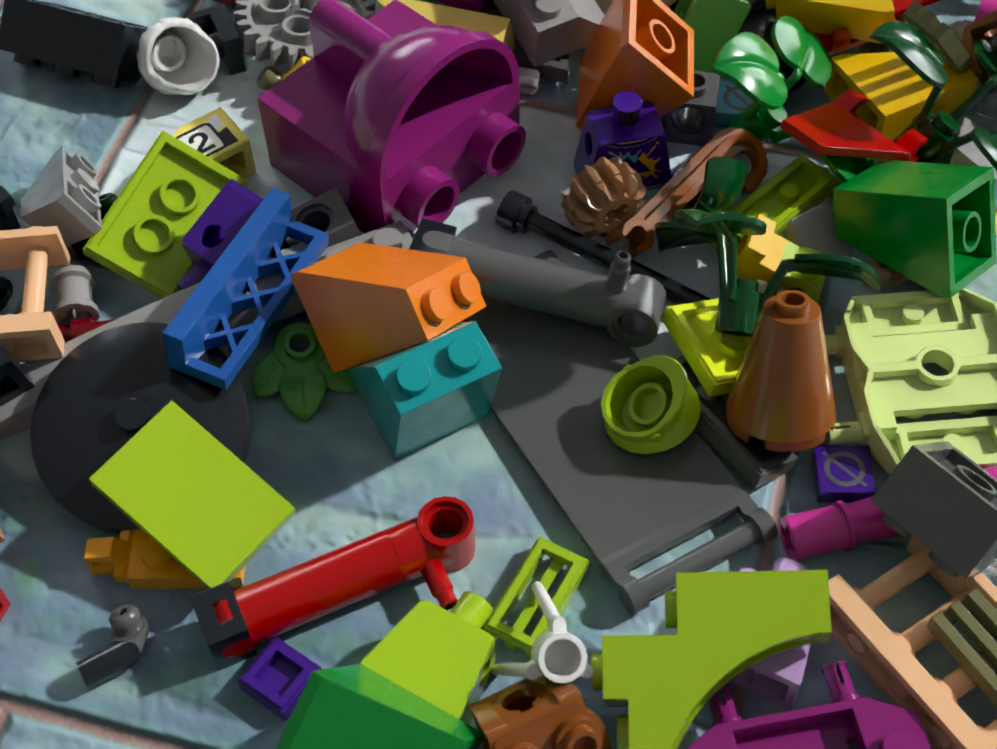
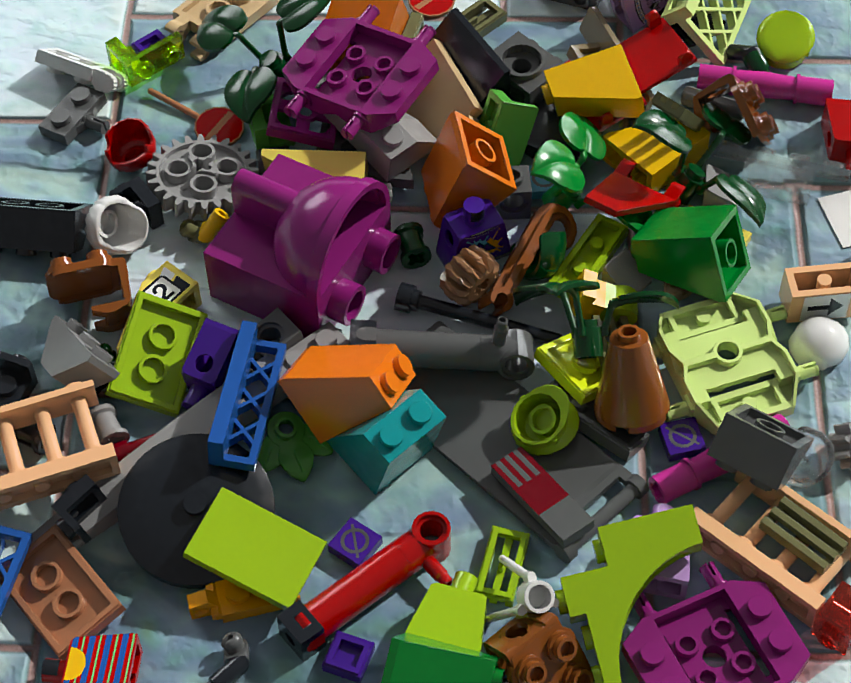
camera: 15 degrees left, 0 degrees up
(117, 113) = (91, 279): none -> dark orange piece
(342, 518) = (354, 543): none -> dark purple tile
(542, 155) = (414, 251): none -> dark green bush
(619, 513) = (542, 497): none -> tile

